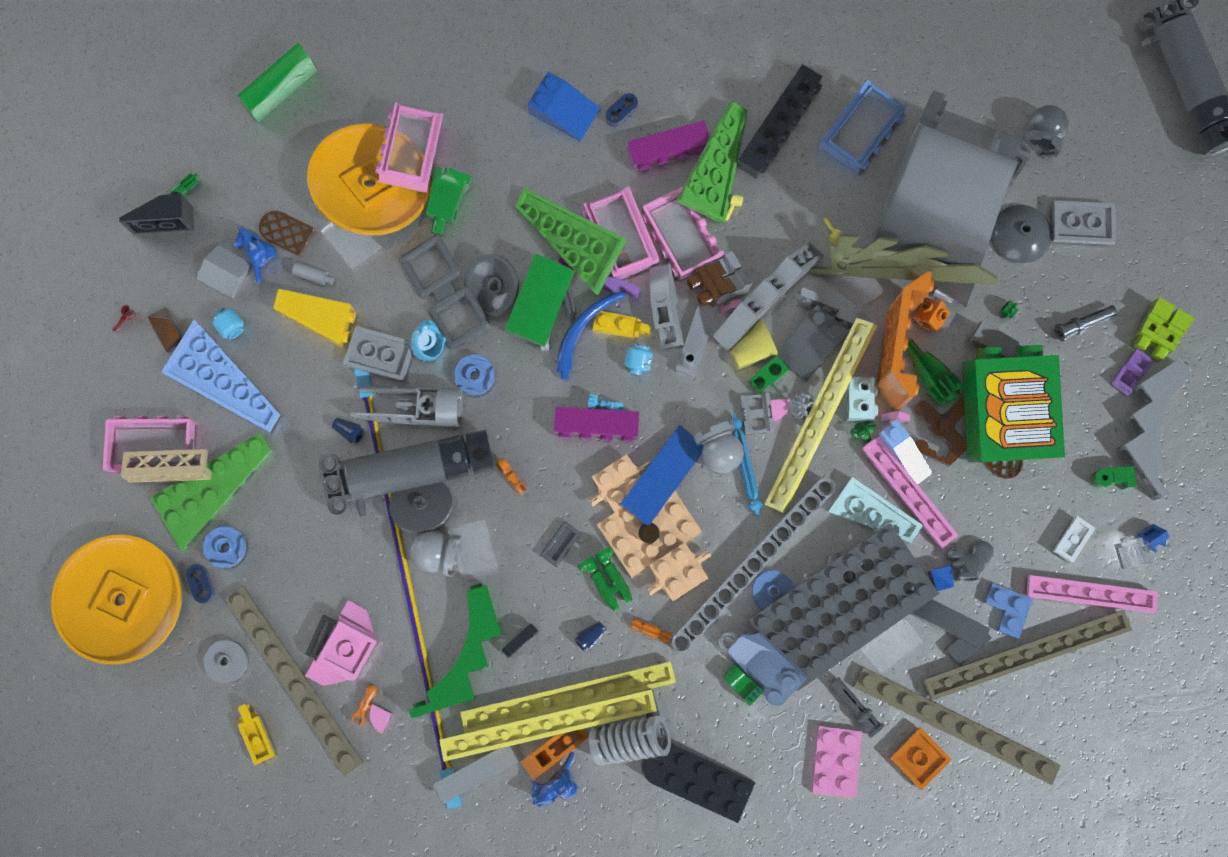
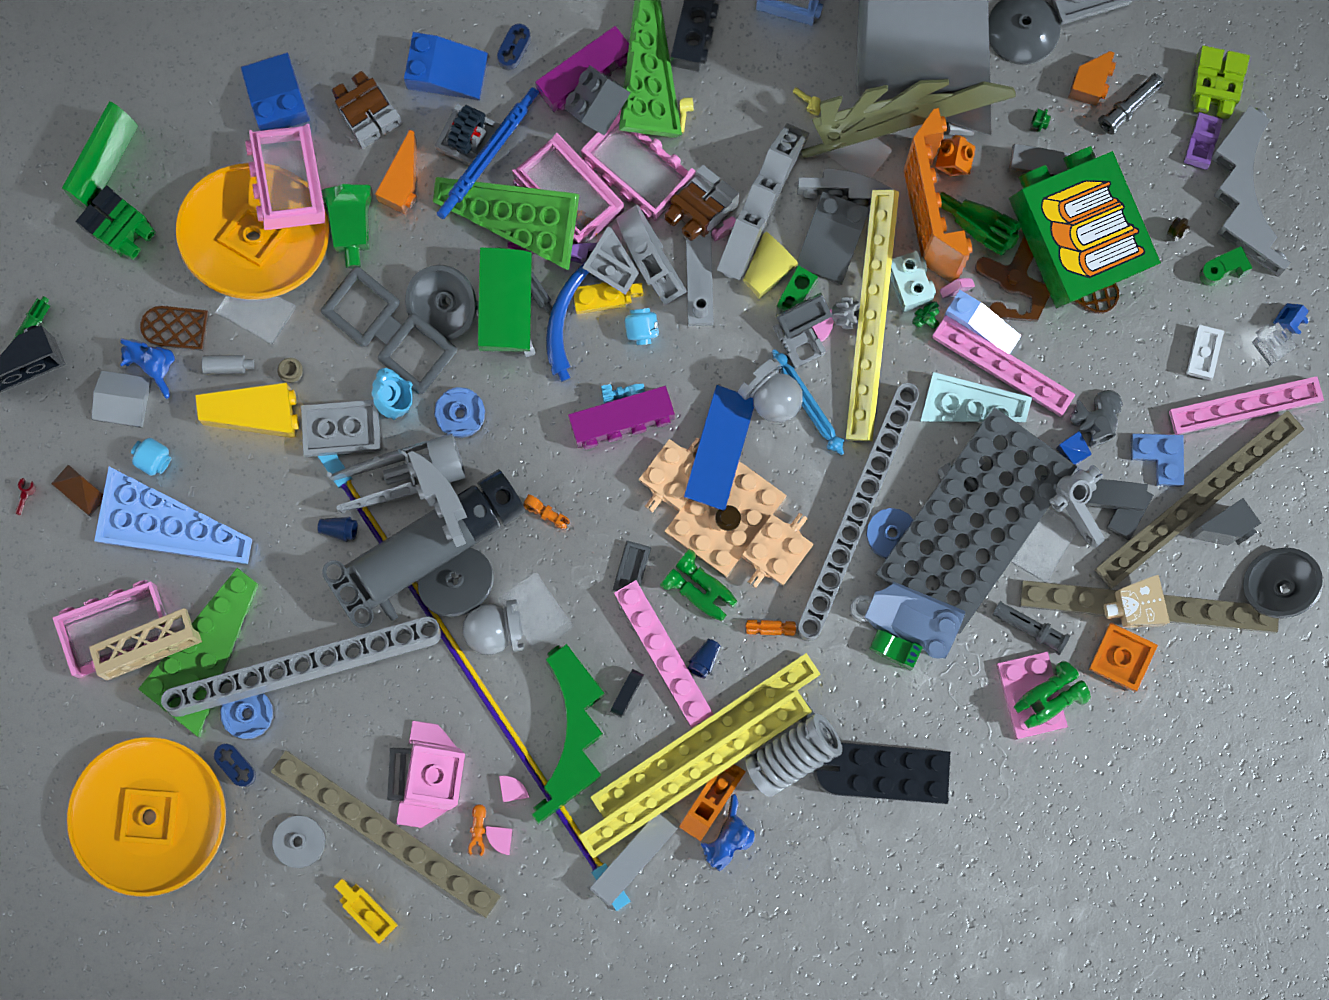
camera: 20 degrees left, 0 degrees up
(247, 520) = (289, 664): none -> light grey beam
(272, 145) = (125, 226): none -> green hips
(358, 295) = (290, 370): none -> dark tan plate
(403, 682) = (512, 789): none -> bright pink tile
(427, 82) = (275, 93): none -> blue slope
(431, 435) = (440, 494): none -> light grey slope
(491, 111) = (361, 102): none -> hips
(496, 181) = (399, 183): none -> orange slope
(559, 620) = (663, 653): none -> bright pink plate
(560, 165) = (465, 134): none -> plate
(569, 183) = (487, 153): none -> blue axle
(633, 301) = (612, 263): none -> light grey wing
(668, 172) = (596, 100): none -> dark grey brick
(767, 396) = (804, 315): none -> dark grey tile
(842, 764) = (1038, 695): none -> green piece
(926, 622) = (1075, 502): none -> light grey piece
(949, 723) = (1140, 605): none -> tan torso
(1044, 685) = (1231, 525): none -> dark grey slope
(1060, 292) = (1091, 78): none -> orange slope
(1073, 736) = (1278, 571): none -> dark grey dish
(1088, 434) = (1178, 229): none -> dark brown plate

